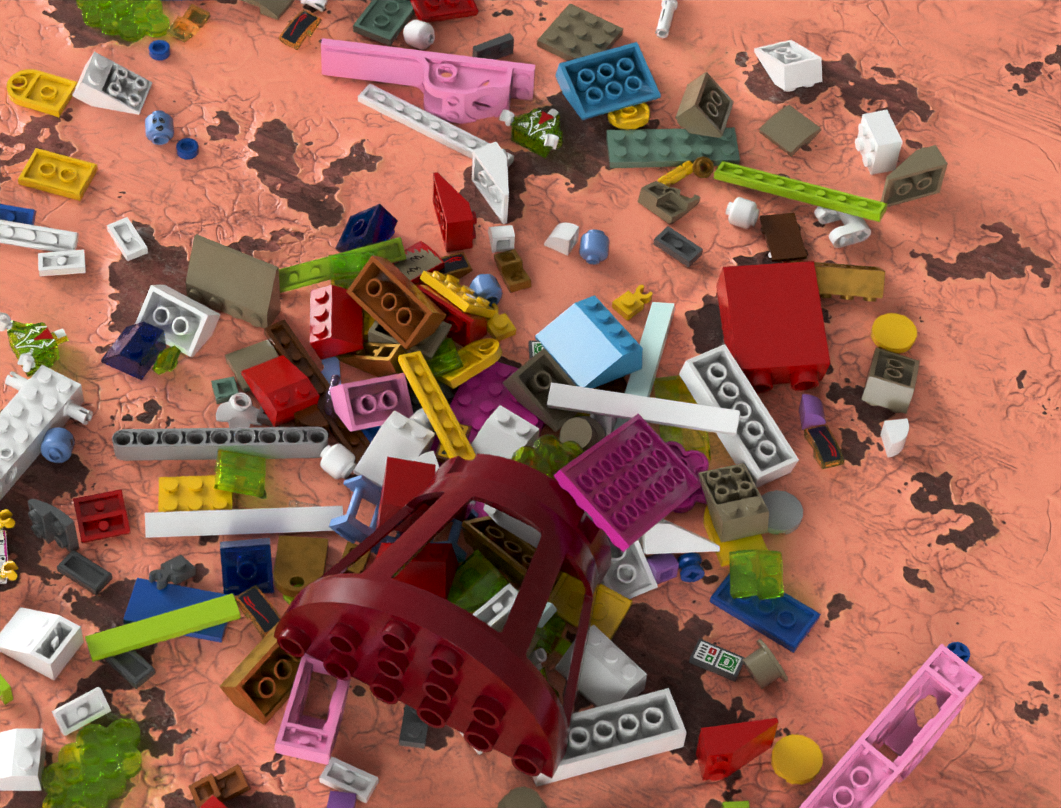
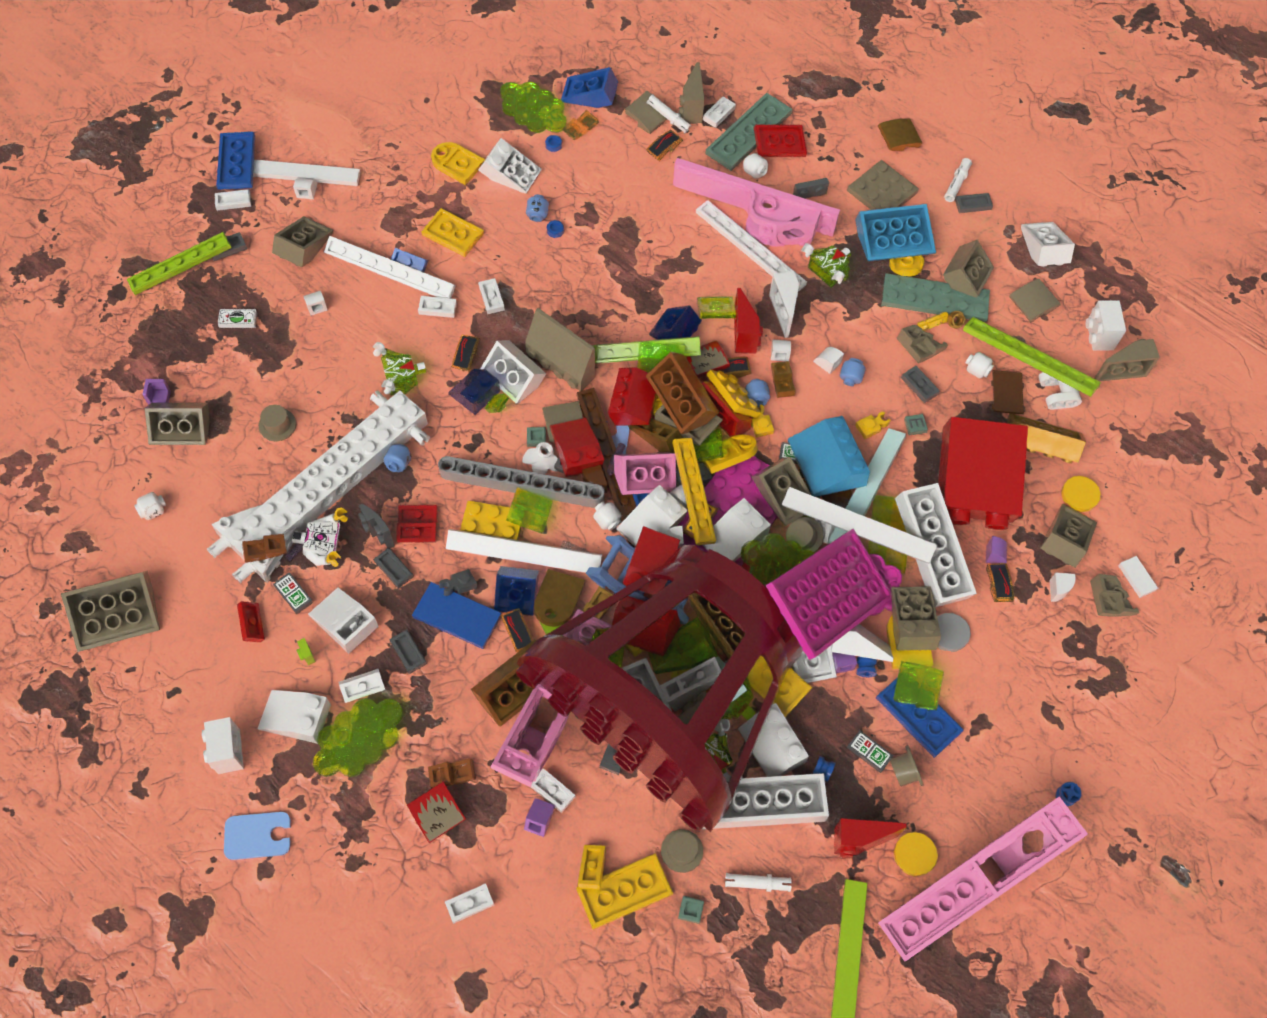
camera: 15 degrees right, 10 degrees up
(111, 310) = (465, 353): none -> slope
(162, 627) = (439, 629): lime tile -> none
(411, 203) = (716, 307): none -> clear neon green tile
(672, 684) = (825, 767): none -> blue wheel
(683, 292) = (915, 424): none -> sand green tile
(692, 34) = (973, 203): none -> dark grey tile
(954, 438) = (1111, 597): none -> dark tan slope
(980, 410) = (1138, 577): none -> white tile

